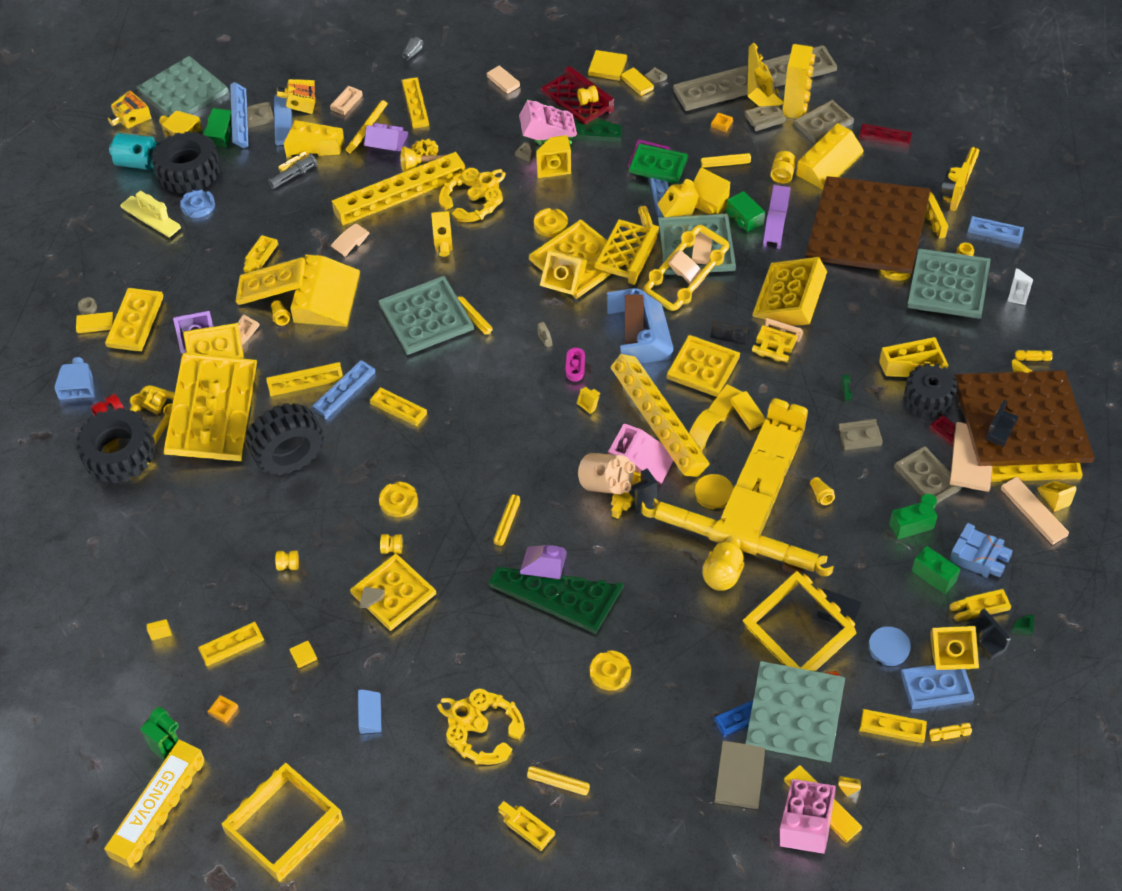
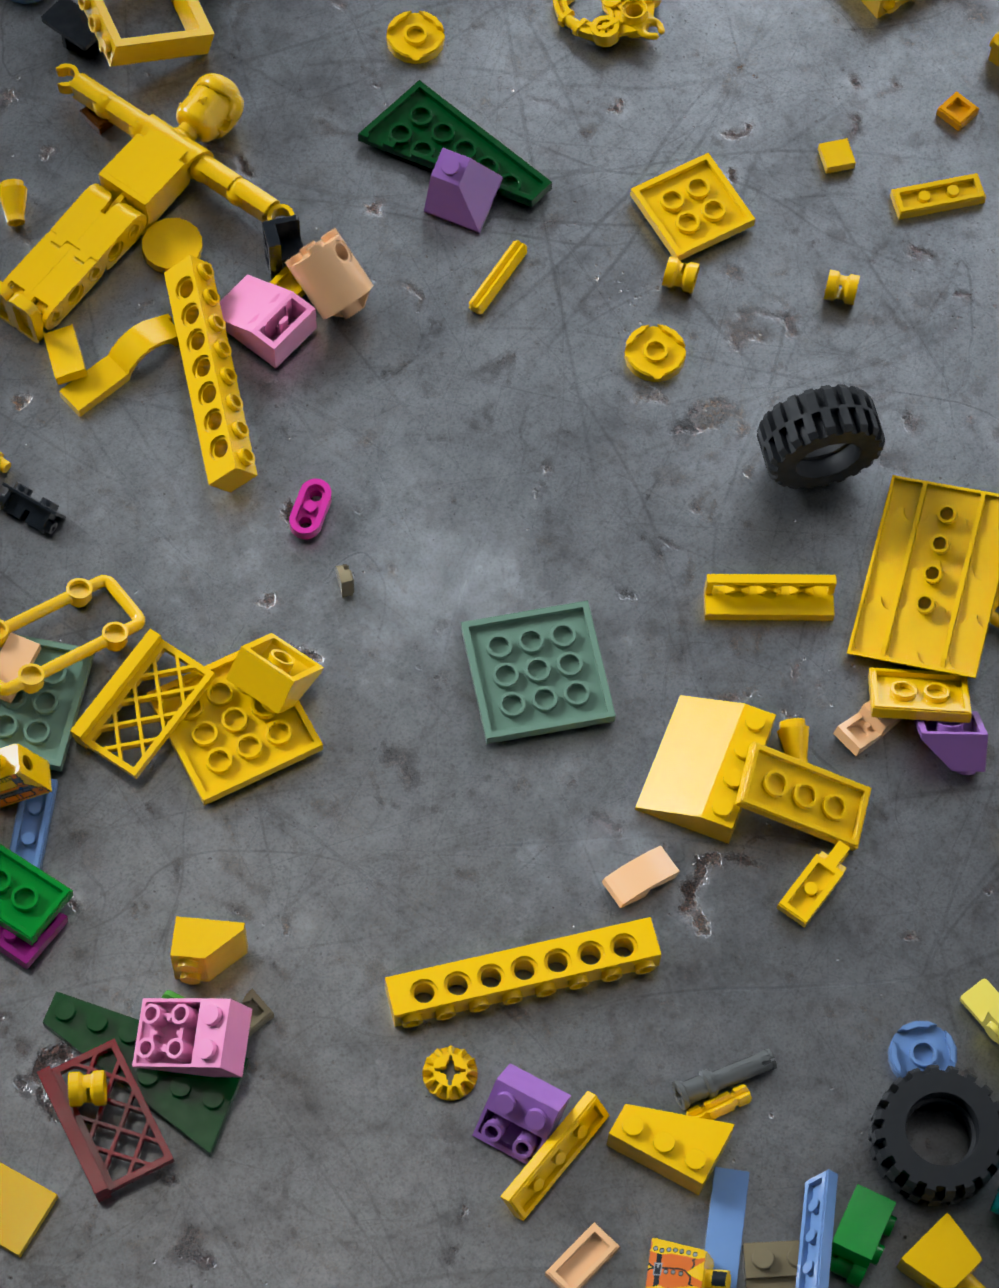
camera: 170 degrees left, 10 degrees up
(343, 389) = (718, 558): medium blue tile -> none
(369, 711) = (756, 58): medium blue slope -> none
(371, 596) = (726, 192): dark tan tile -> none
(398, 406) = (622, 512): yellow tile -> none
(410, 159) = (486, 1031): yellow piece -> none
(415, 103) = (439, 1214): yellow tile -> none
(442, 237) = (468, 819): yellow torso -> none
(475, 317) = (453, 652): yellow axle -> none
(482, 184) = (373, 928): yellow piece -> none
(503, 79) = (239, 1228): light nougat tile -> none
(550, 222) = (257, 824): yellow tile -> none
(588, 399) = (308, 436): yellow tile -> none
(633, 317) = (188, 538): reddish brown tile -> none
(645, 216) = (81, 780): yellow axle -> none
(653, 343) = (158, 579): medium blue windscreen -> none
(684, 266) = (56, 631): light nougat slope -> none
(703, 365) = (102, 453): yellow plate -> none

